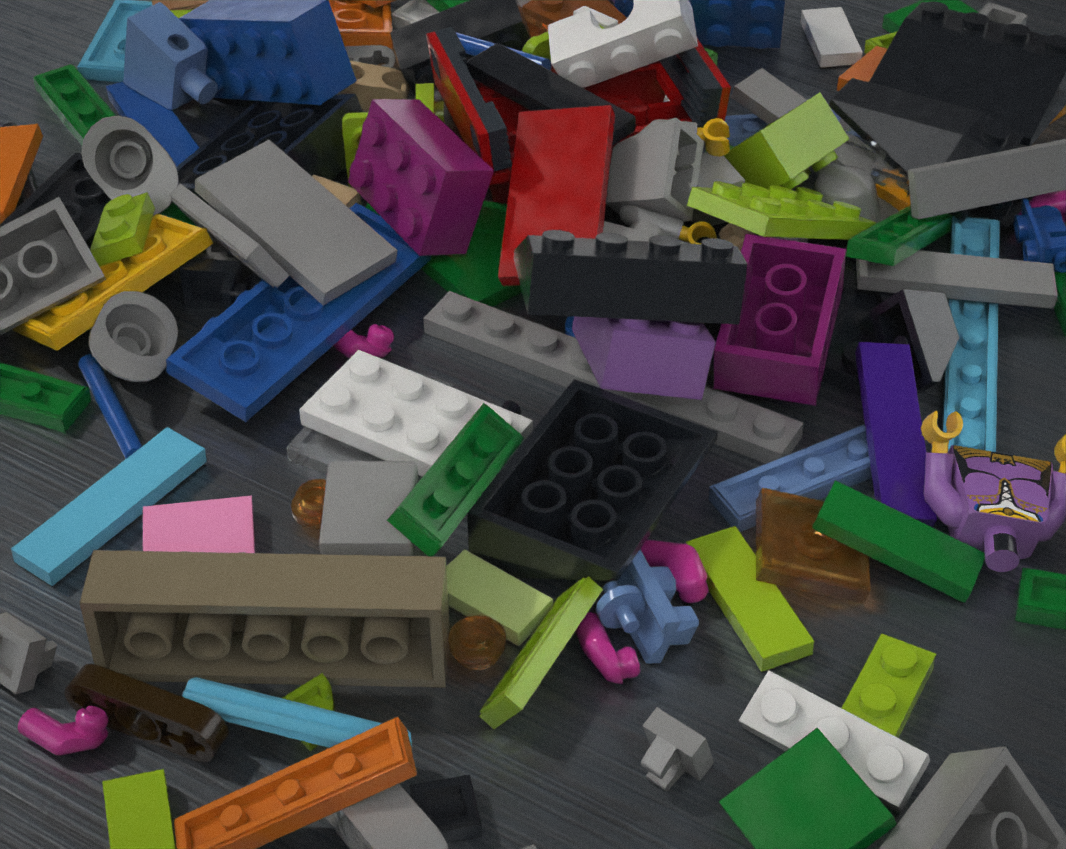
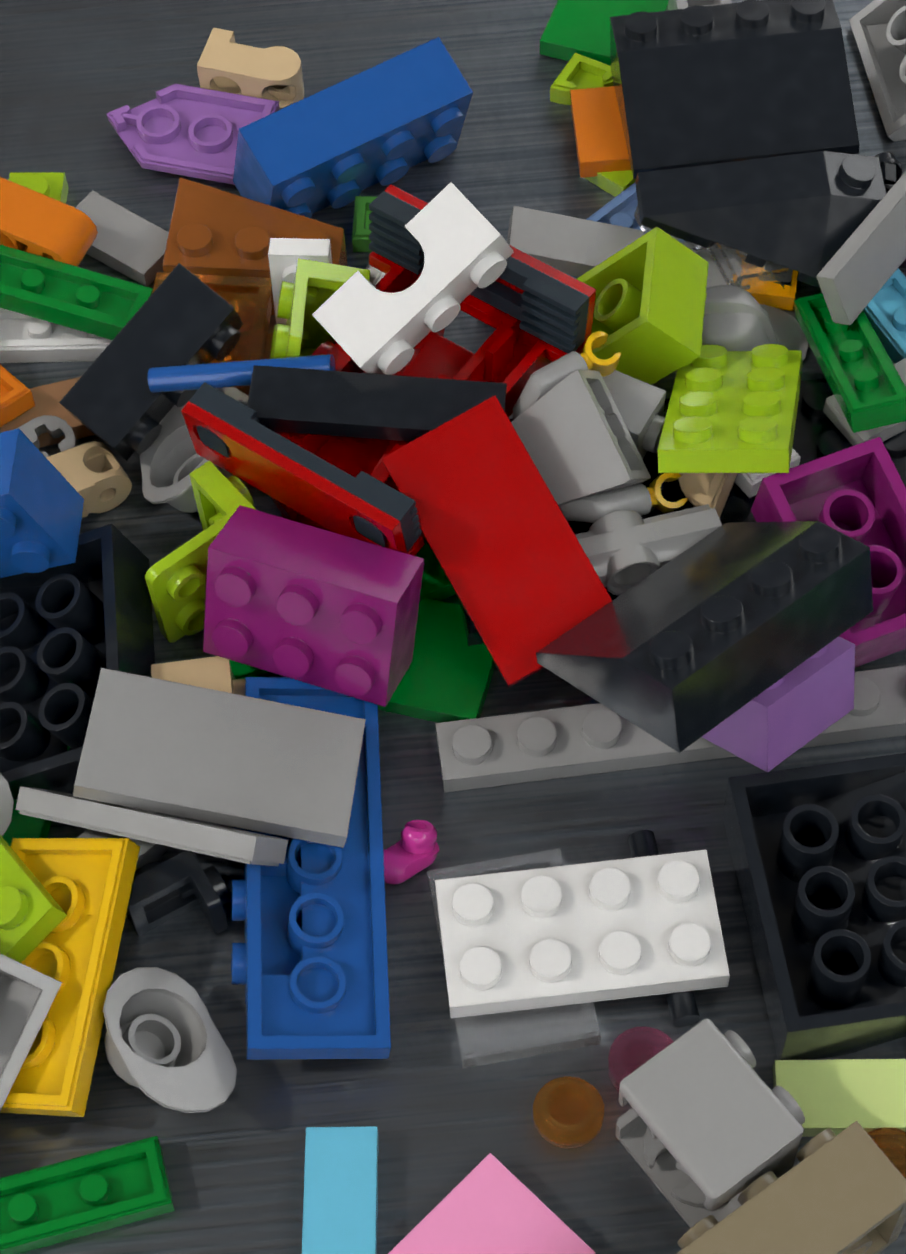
camera: 35 degrees left, 15 degrees up
(109, 405) = (205, 1142): blue bar -> none
(455, 480) = (754, 1005): green tile -> none
(831, 37) = (510, 102): white tile -> none

